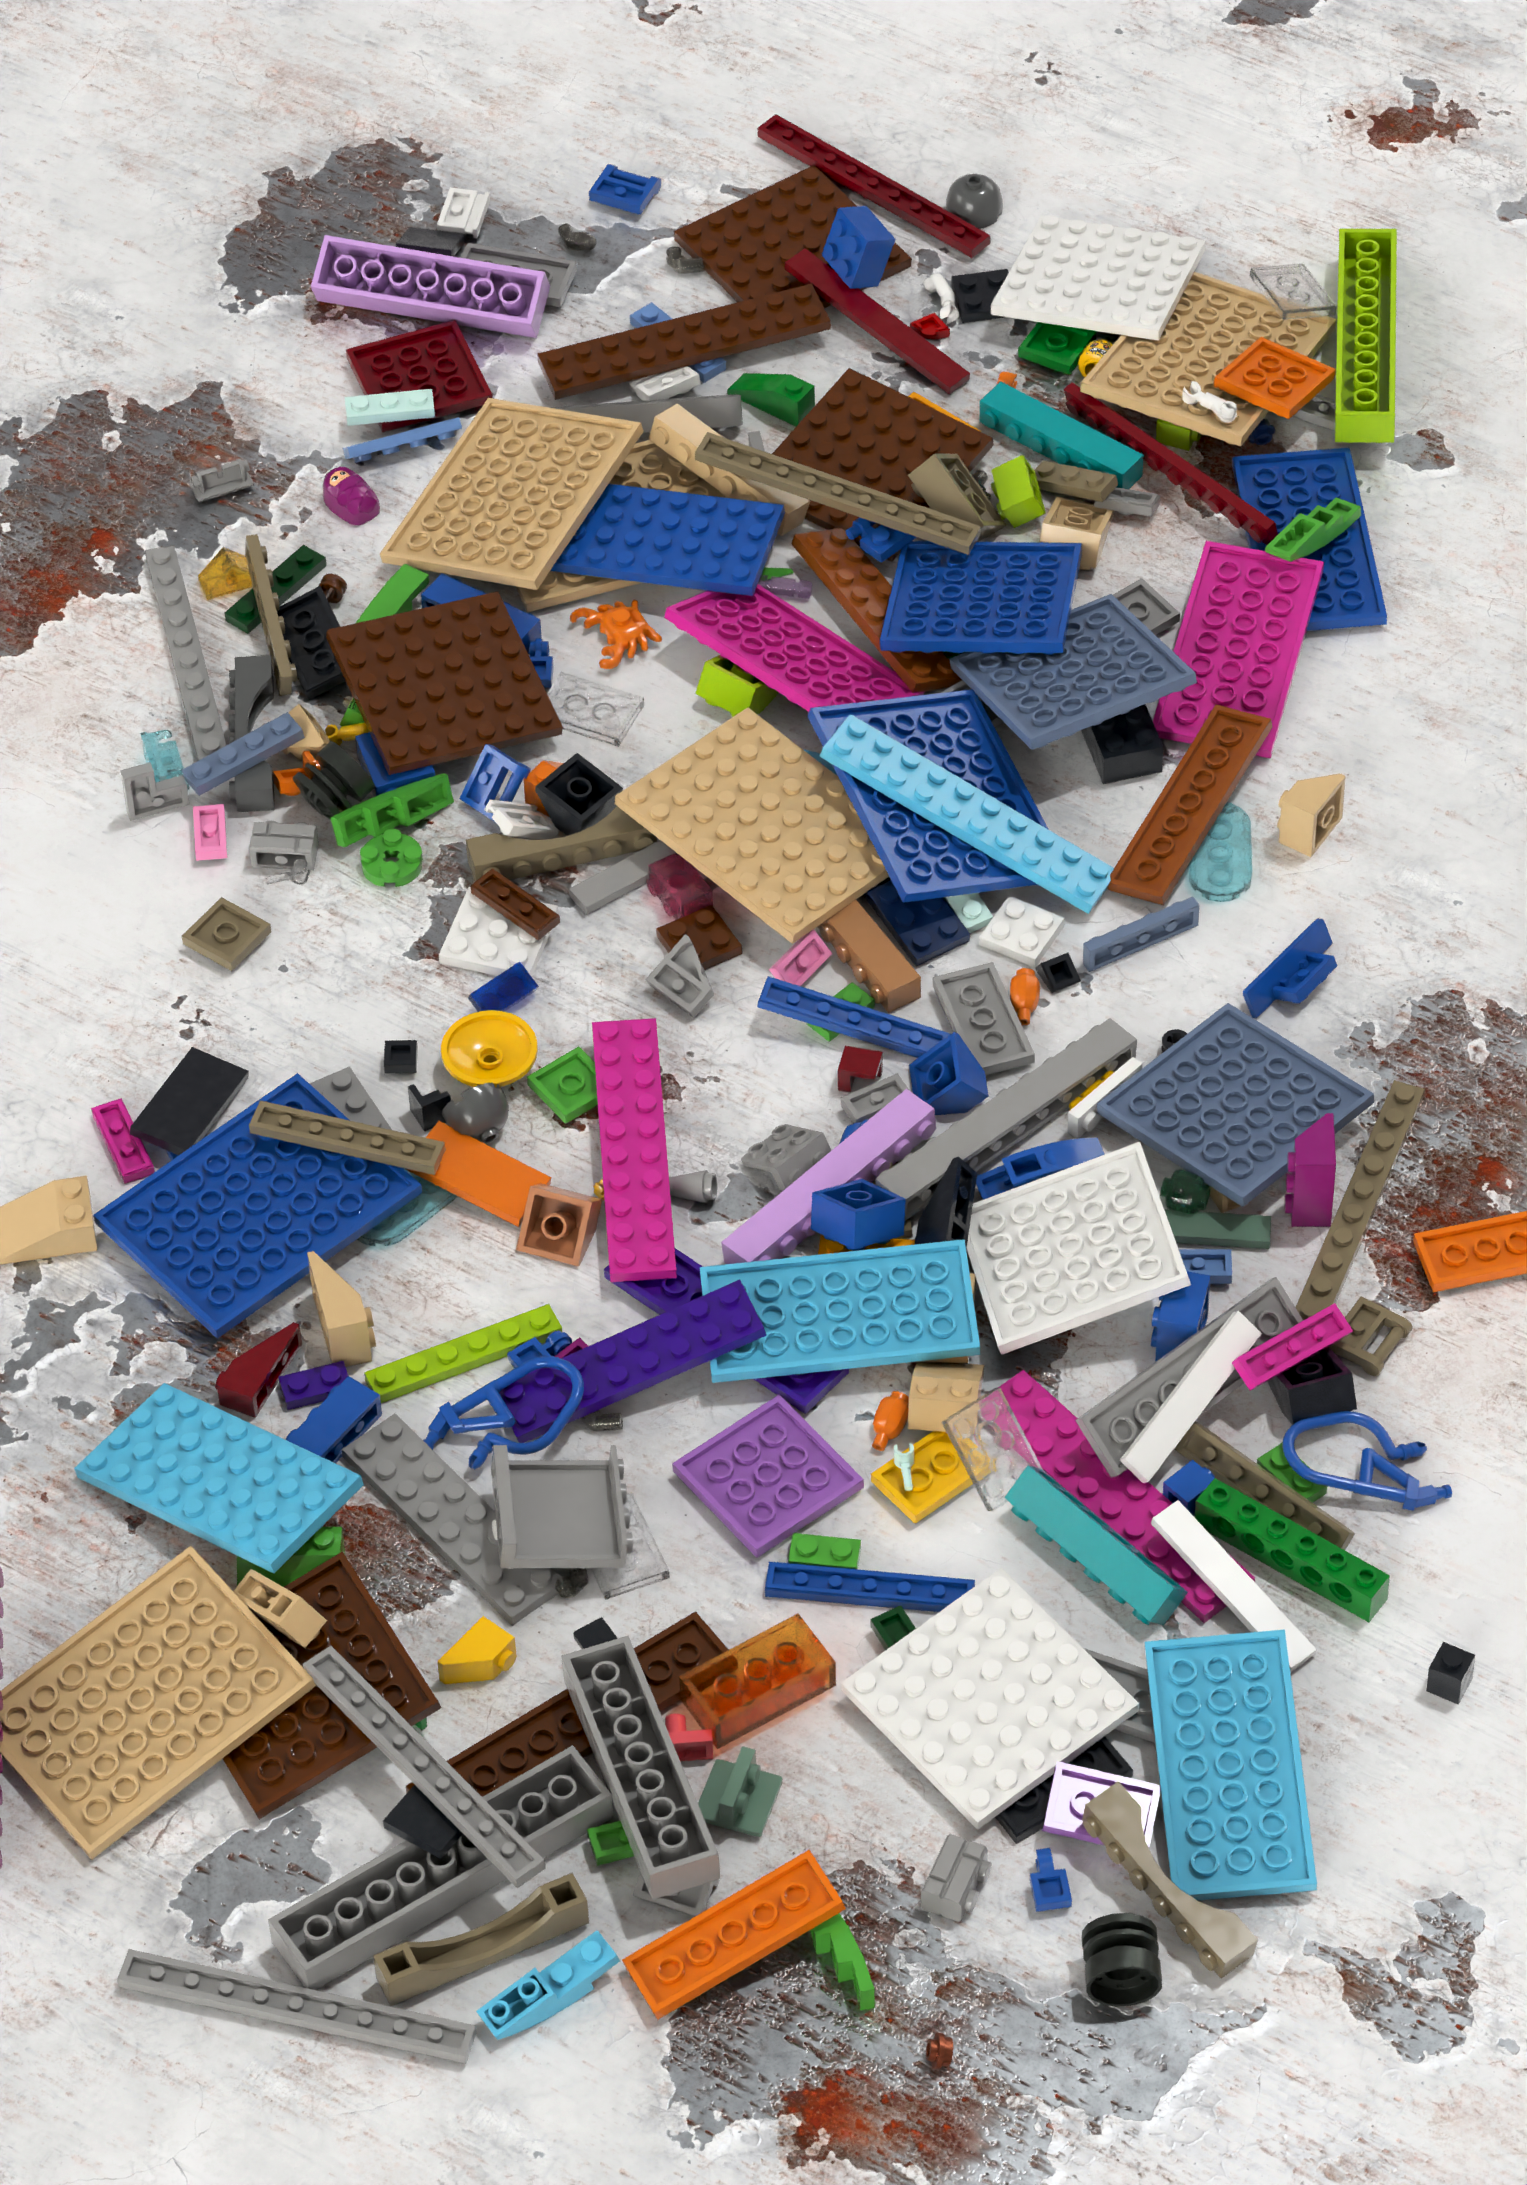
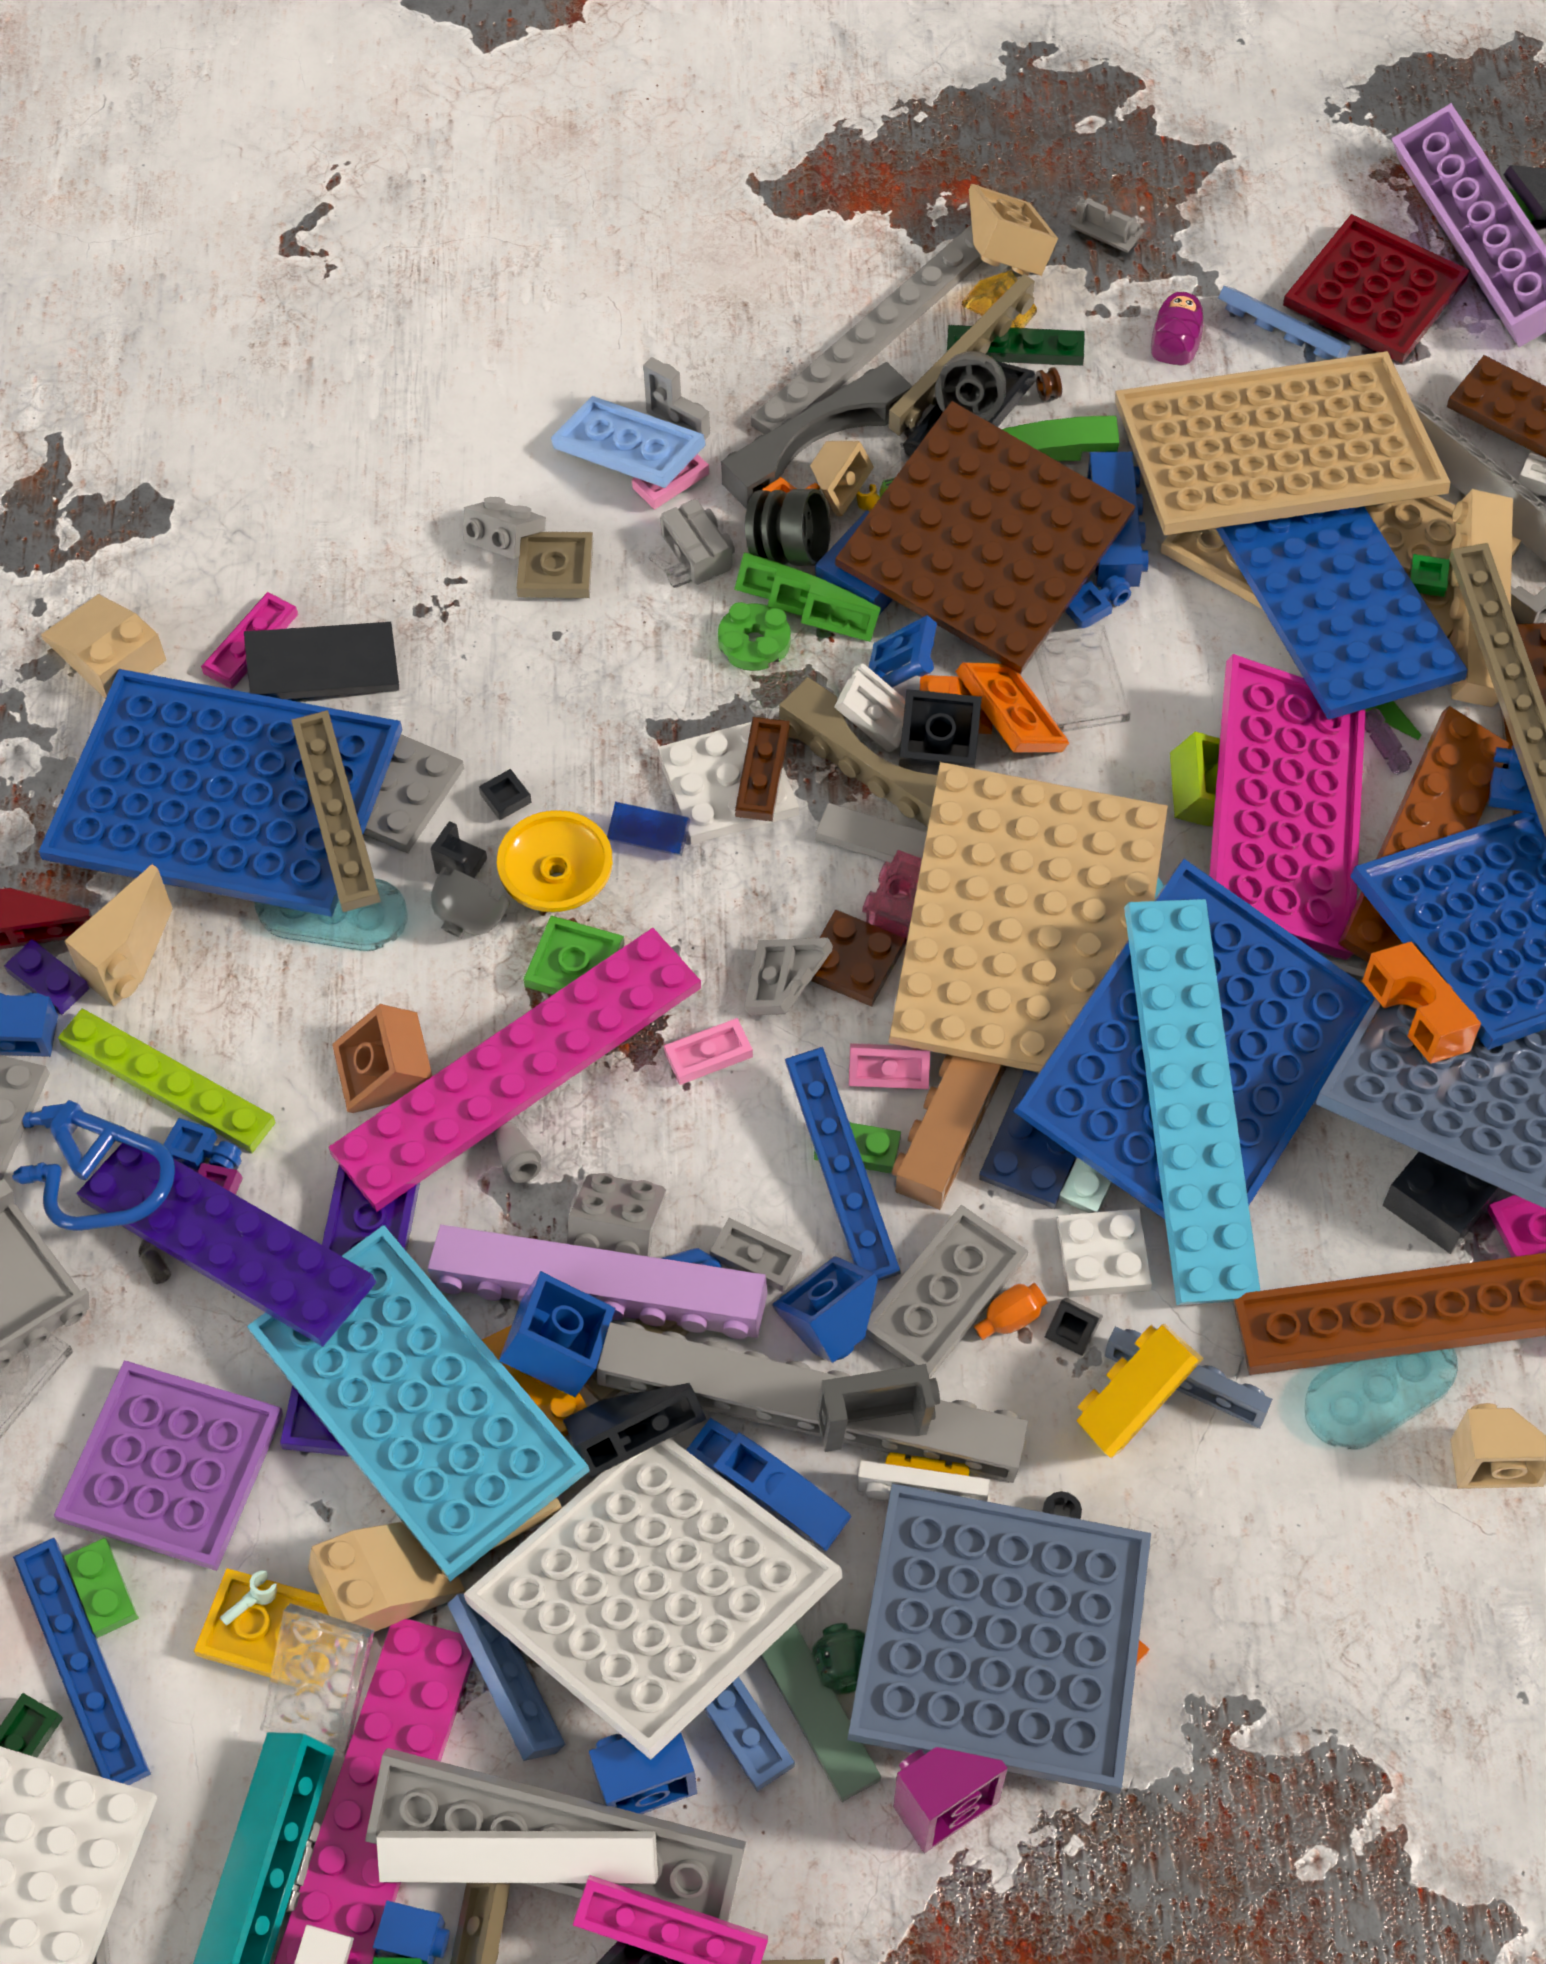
camera: 55 degrees right, 10 degrees up
(161, 835) = (628, 441): none -> light blue plate
(162, 756) = (728, 390): clear light blue hinge -> none
(166, 945) = (500, 526): none -> light grey bracket
(181, 531) = (1009, 231): none -> tan slope
(243, 754) = (768, 438): sand blue plate -> none
(309, 617) = (973, 383): none -> dark grey cylinder
(389, 407) = (1307, 287): light aqua plate -> none
(483, 1174) = (399, 948): orange tile -> none
(594, 750) = (1012, 708): none -> orange tile
(623, 628) = (1204, 642): orange animal -> none
(686, 482) = (1429, 574): none -> green plate
(705, 1049) = (708, 1051): none -> bright pink plate
(858, 1063) = (781, 1208): dark red panel -> none
(890, 1419) = (313, 1534): orange plant -> none
(982, 660) = (1442, 1020): none -> orange arch
(1057, 1050) = (874, 1397): none -> dark grey panel
(1074, 1367) = (508, 1683): none -> medium blue plate
(1139, 948) = (1137, 1388): none -> yellow slope
(1294, 971) = (1261, 1578): blue bracket -> none
(1361, 1199) = (970, 1868): dark tan plate -> none

